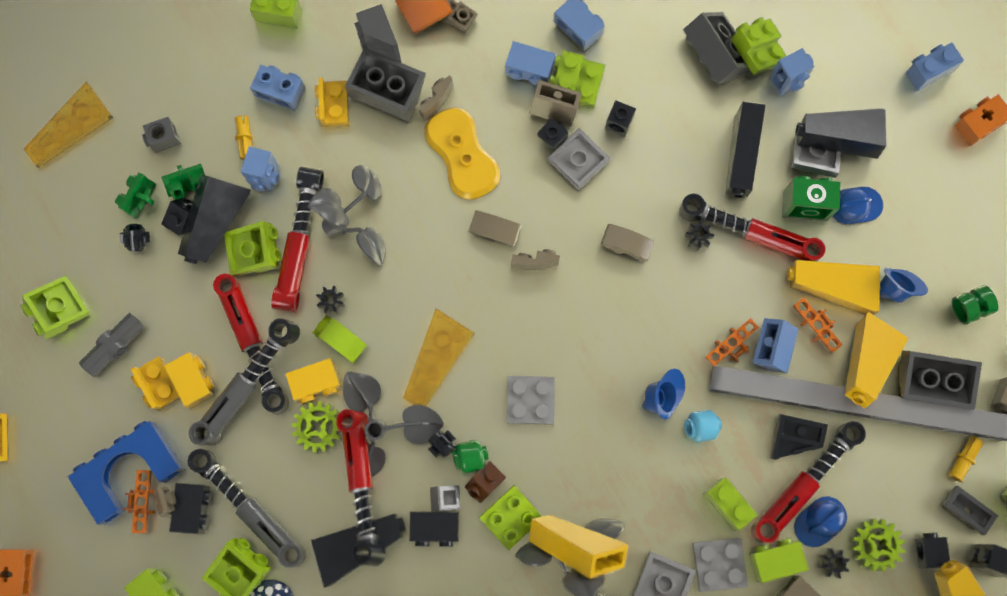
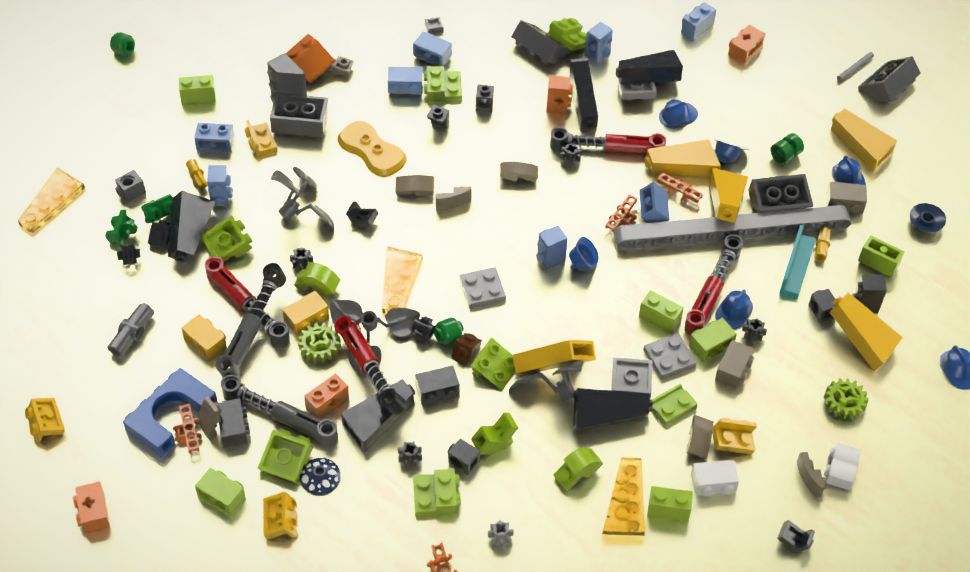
camera: 20 degrees left, 25 degrees down
(53, 307) = (74, 315): lime plate -> none
(155, 384) = (176, 348): yellow bracket -> none
(287, 292) = (262, 225): red piece -> none
(303, 507) = (326, 396): none -> orange brick
(418, 256) = (361, 216): none -> black bracket
(441, 91) = (339, 121): dark tan slope -> none
(445, 498) = (436, 362): light grey slope -> none
(555, 103) = (431, 95): dark tan brick -> none
(578, 159) = (462, 130): light grey plate -> none
(627, 375) = (551, 247): none -> medium blue brick
(702, 426) = (620, 268): medium azure head -> none
(713, 142) = (558, 94): none -> orange brick
(797, 436) = (693, 259): black wing -> none
(811, 198) = (643, 111): green brick -> none
(885, 537) = (782, 310): lime gear -> none
(922, 479) = (797, 264): none -> teal panel
(979, 519) = (839, 273): dark grey piece -> none

